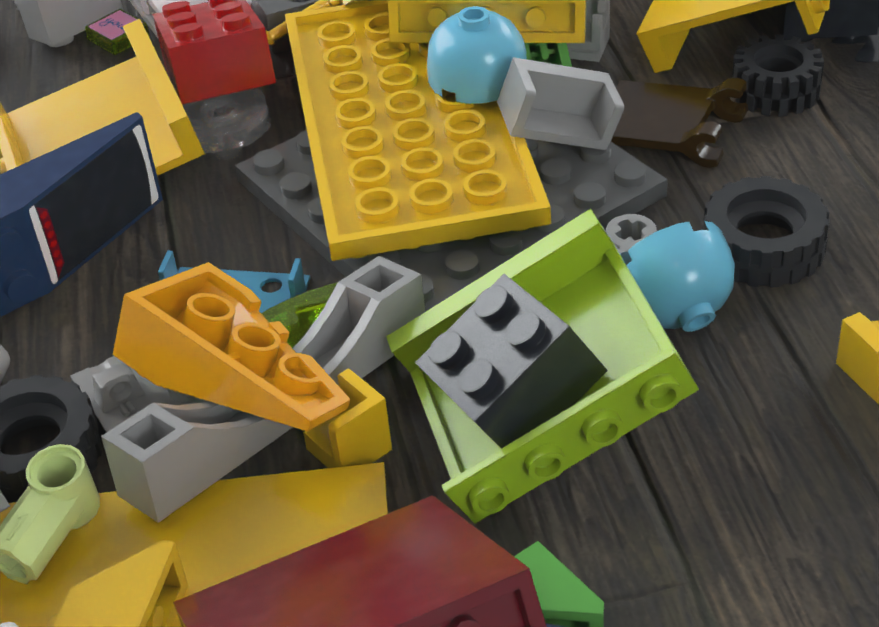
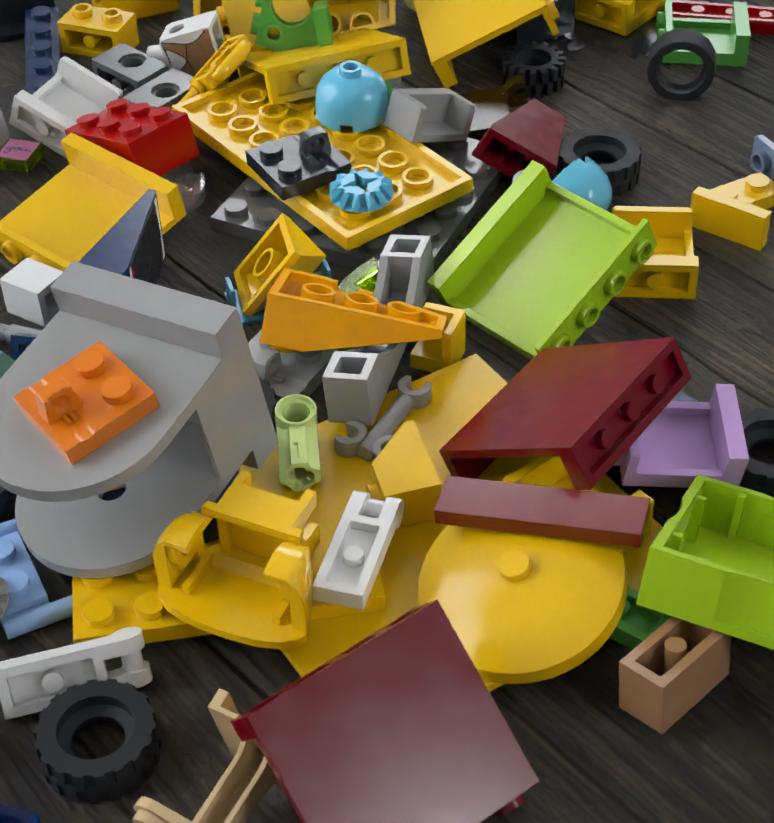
camera: 30 degrees left, 0 degrees up
(194, 521) = (371, 445): none -> light grey bar
(256, 245) = (279, 248): none -> yellow slope
(350, 126) = (298, 162): none -> black hinge
(409, 189) = (349, 195): none -> medium azure gear
(511, 363) = (535, 266): black brick -> none
(668, 169) = (523, 136): none -> dark red slope
(749, 397) = (672, 267): none -> yellow panel

